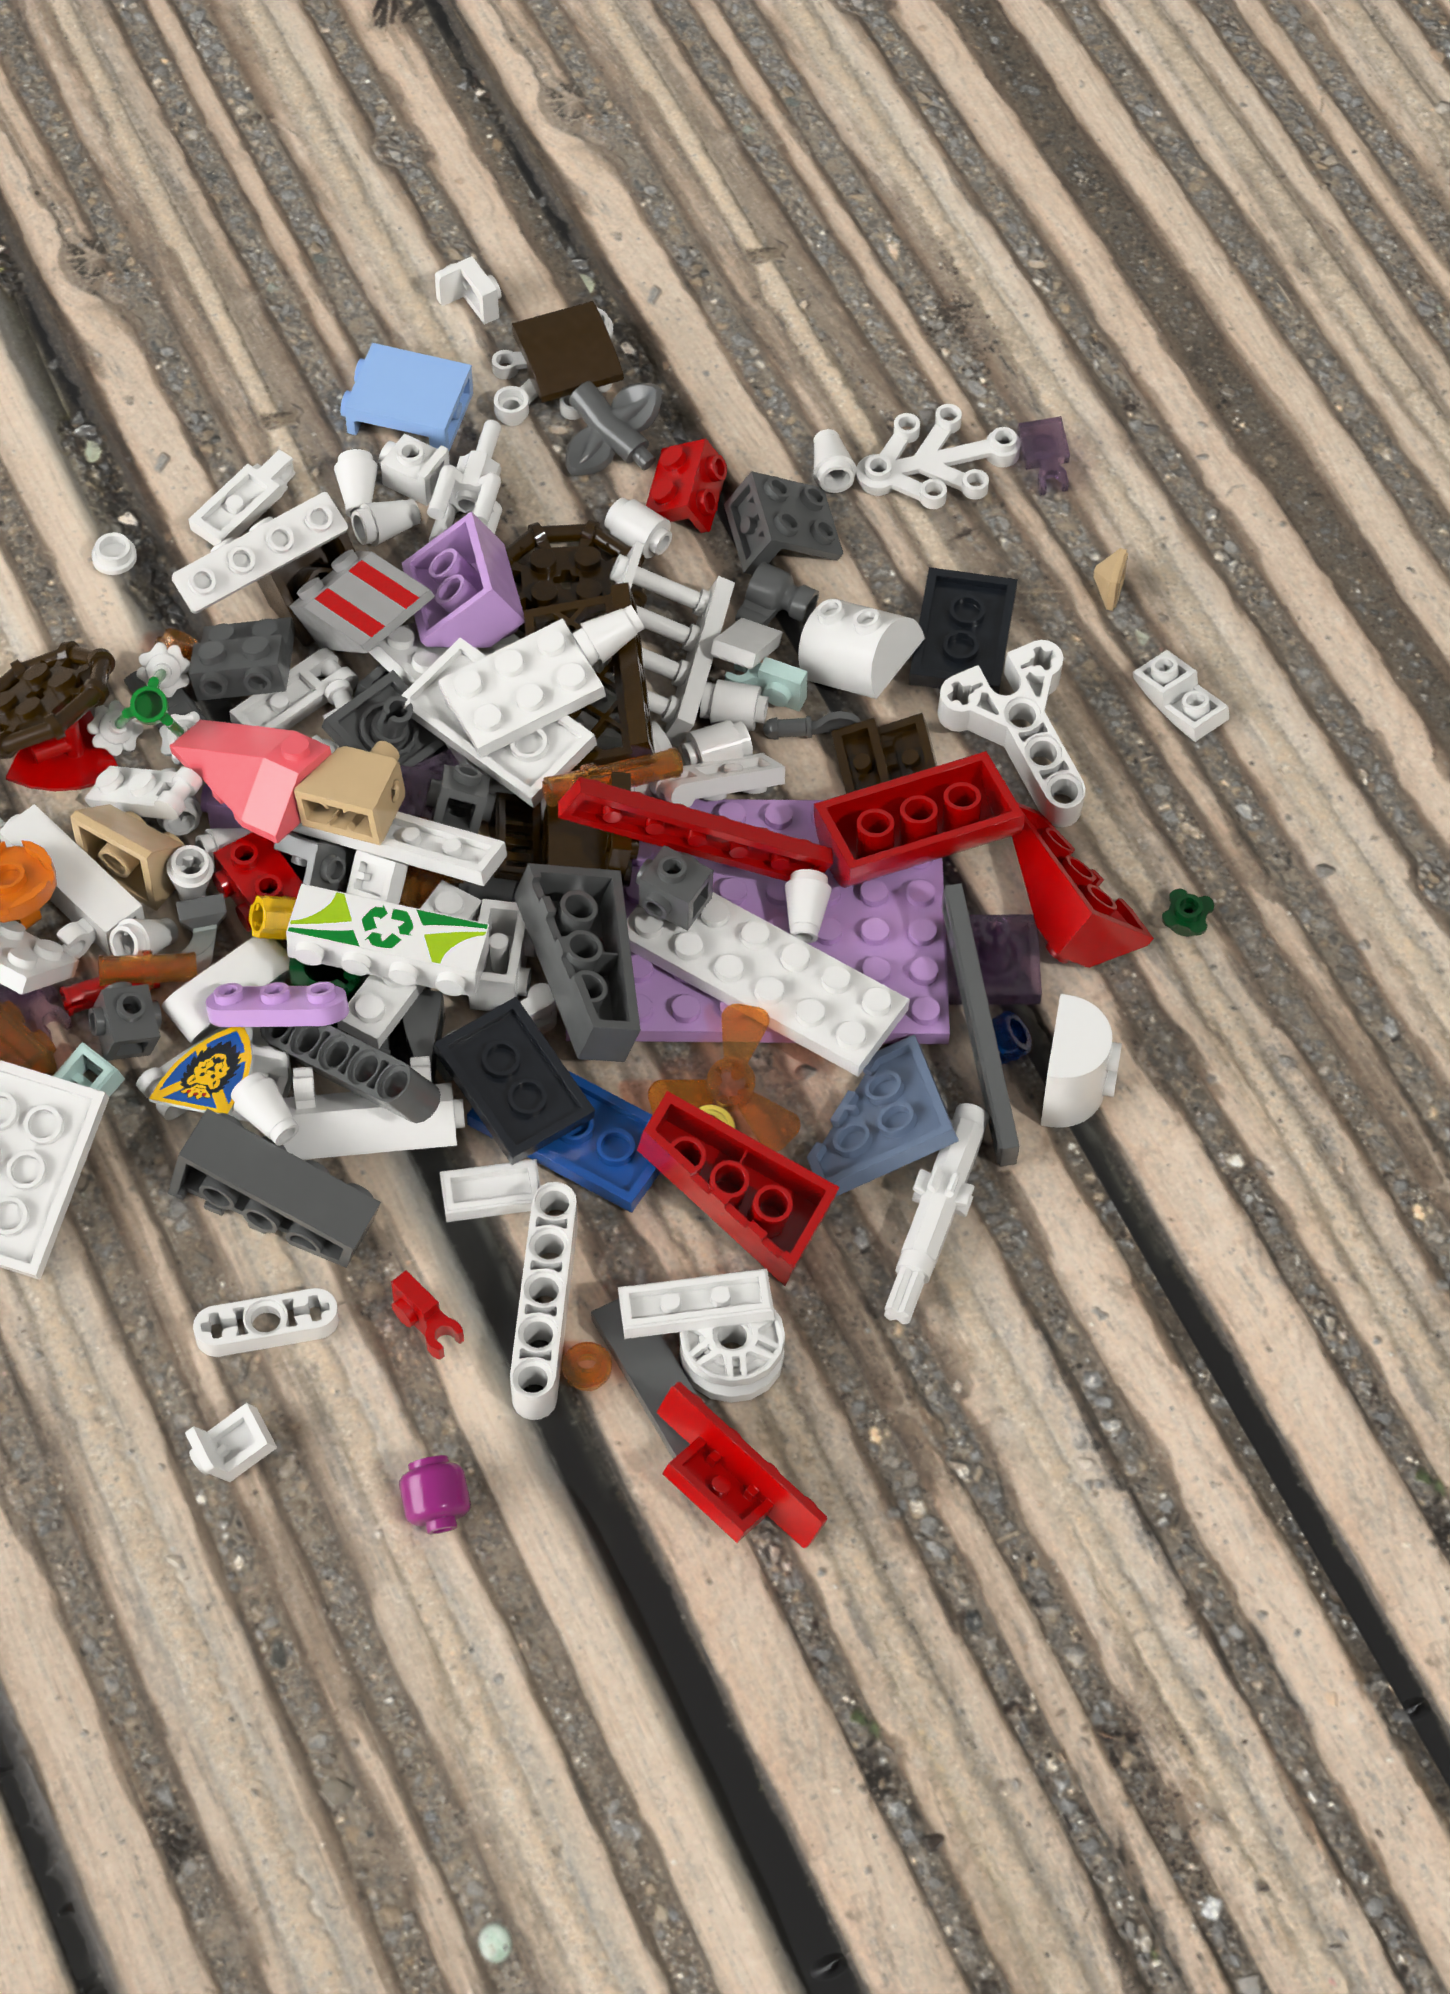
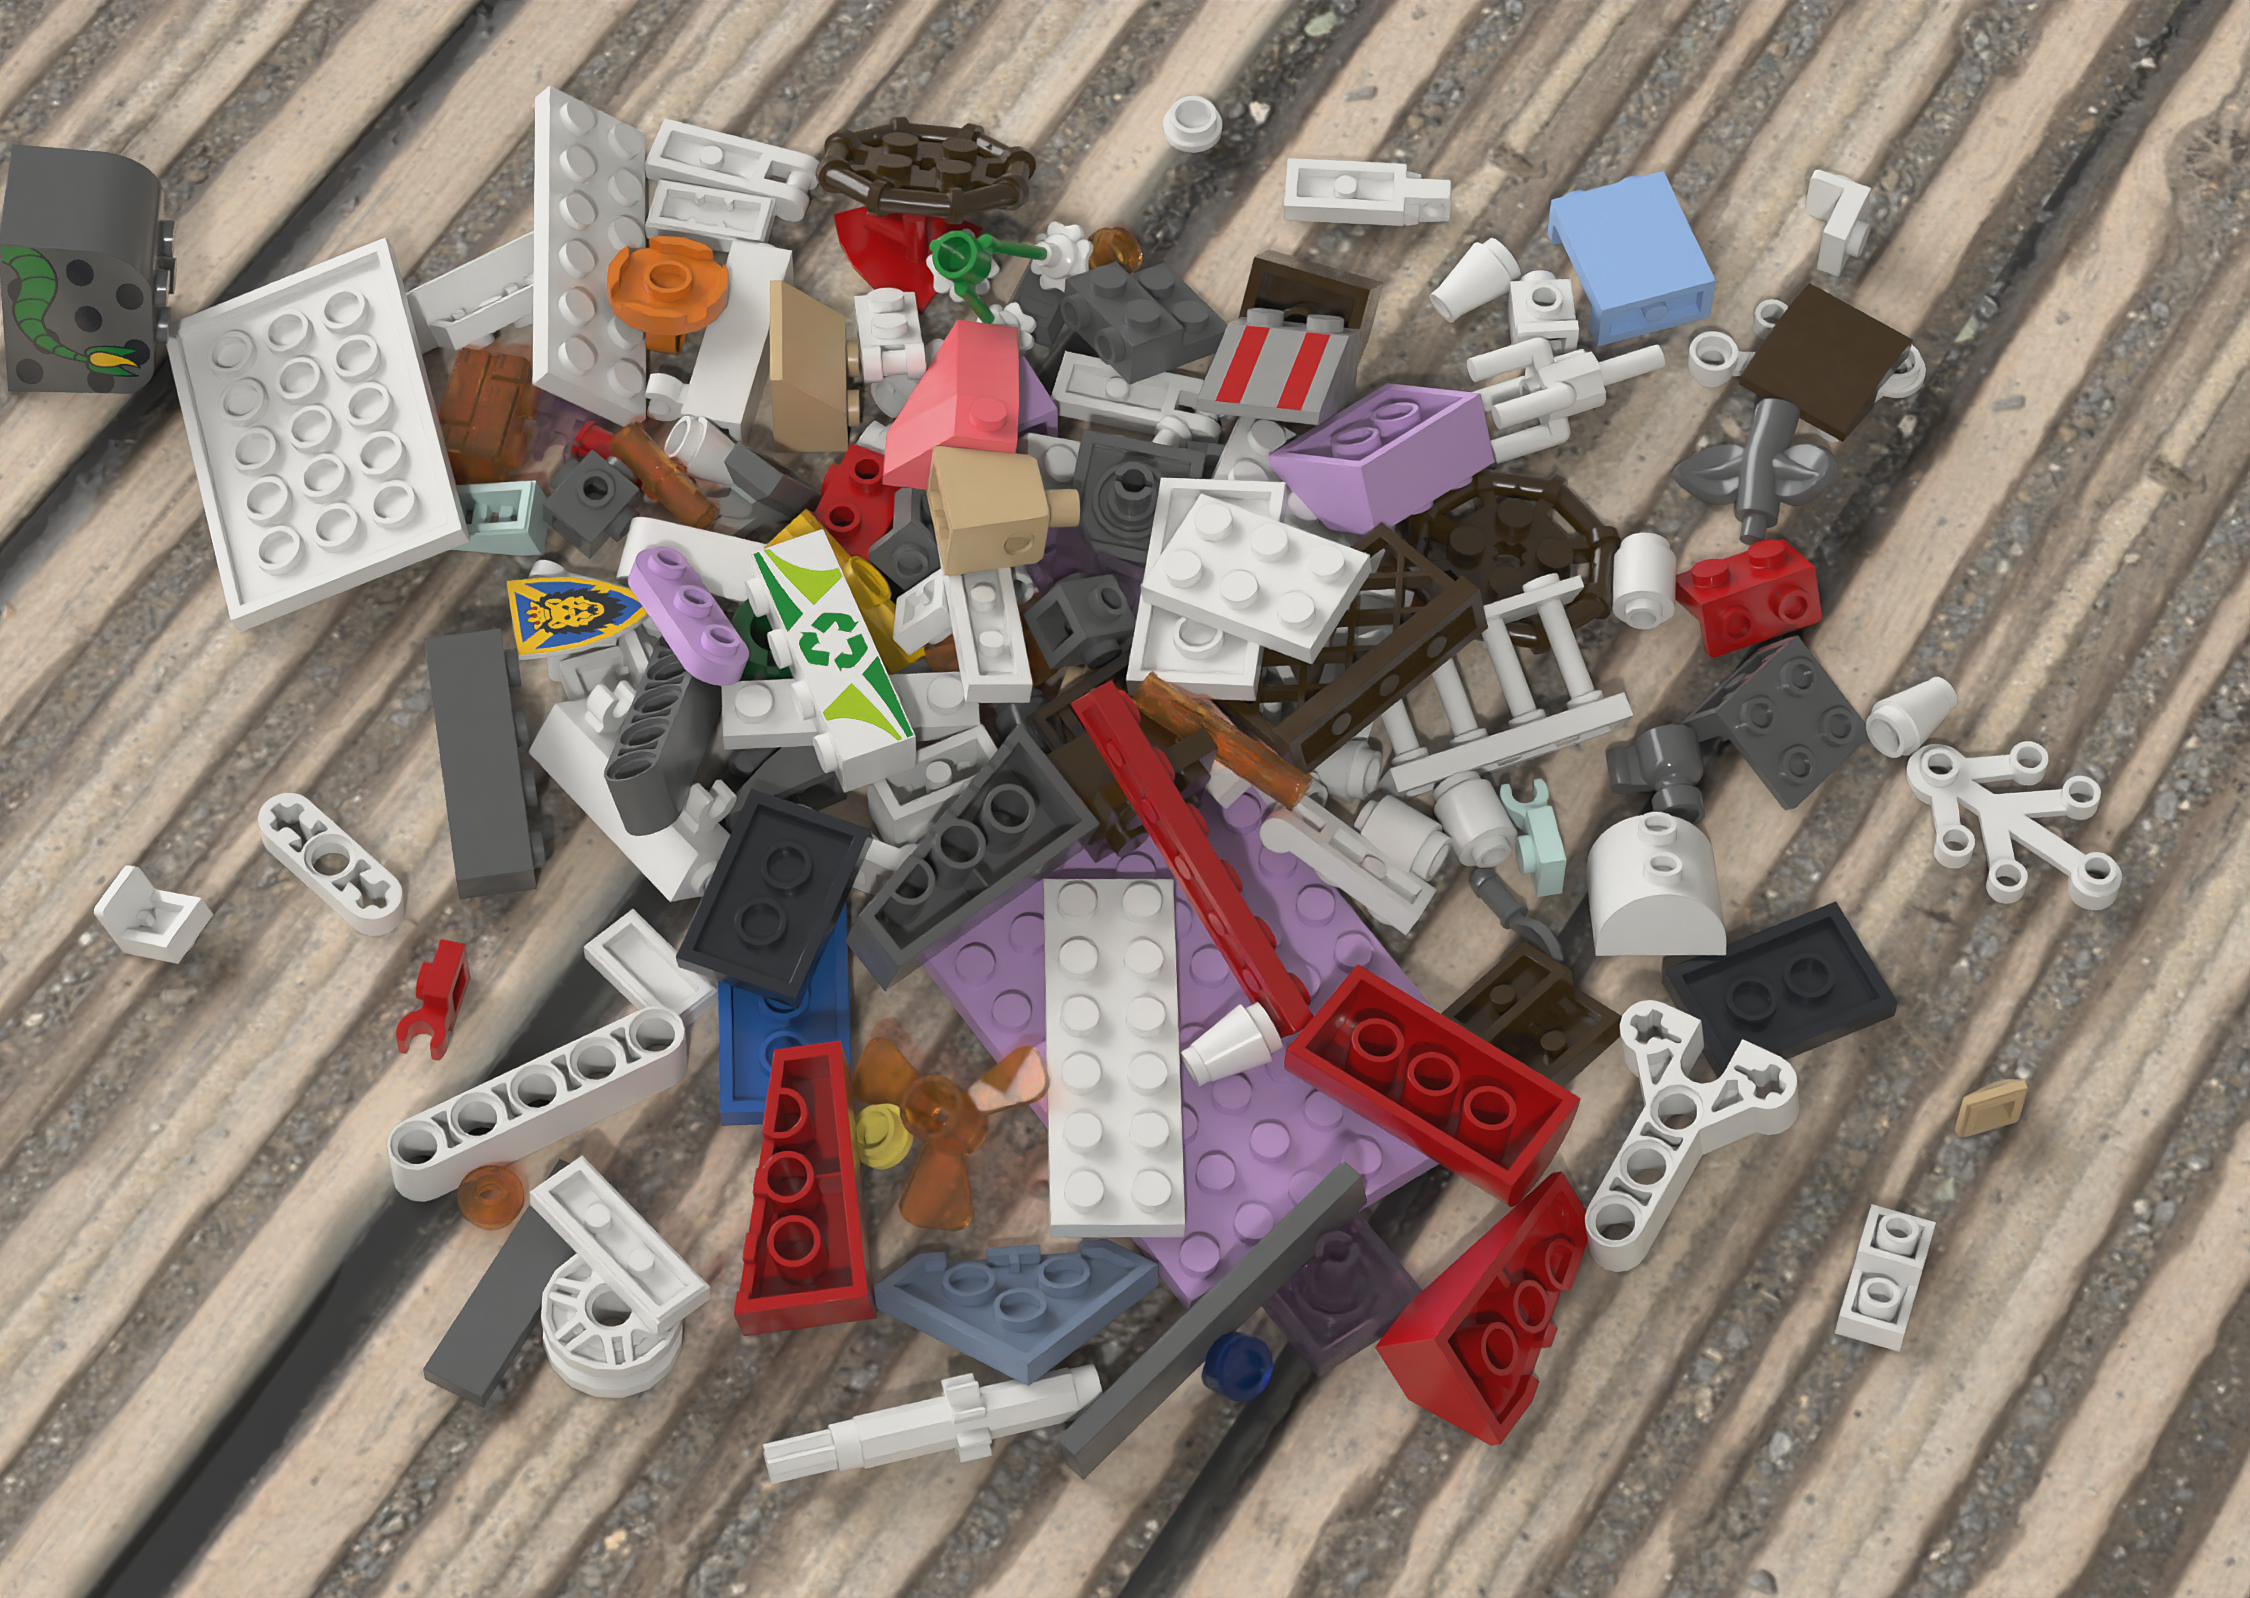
camera: 55 degrees right, 0 degrees up
(190, 871) = (817, 440): white cone -> none
(259, 552) = (1261, 236): white bracket -> none
(264, 1107) = (545, 681): white cone -> none
(384, 520) = (1444, 335): white cone -> none
(434, 1494) = (223, 1144): magenta head -> none
(607, 634) = (1383, 610): white cone -> none
(674, 887) = (1119, 889): dark grey brick -> none
(730, 1477) = (425, 1412): red bracket -> none
(746, 643) = (1561, 778): white tile -> none
(1045, 448) = (2123, 921): clear purple plate -> none
(1080, 1064) = (1230, 1450): white brick -> none
(1187, 923) = (1563, 1478): dark green plate -> none

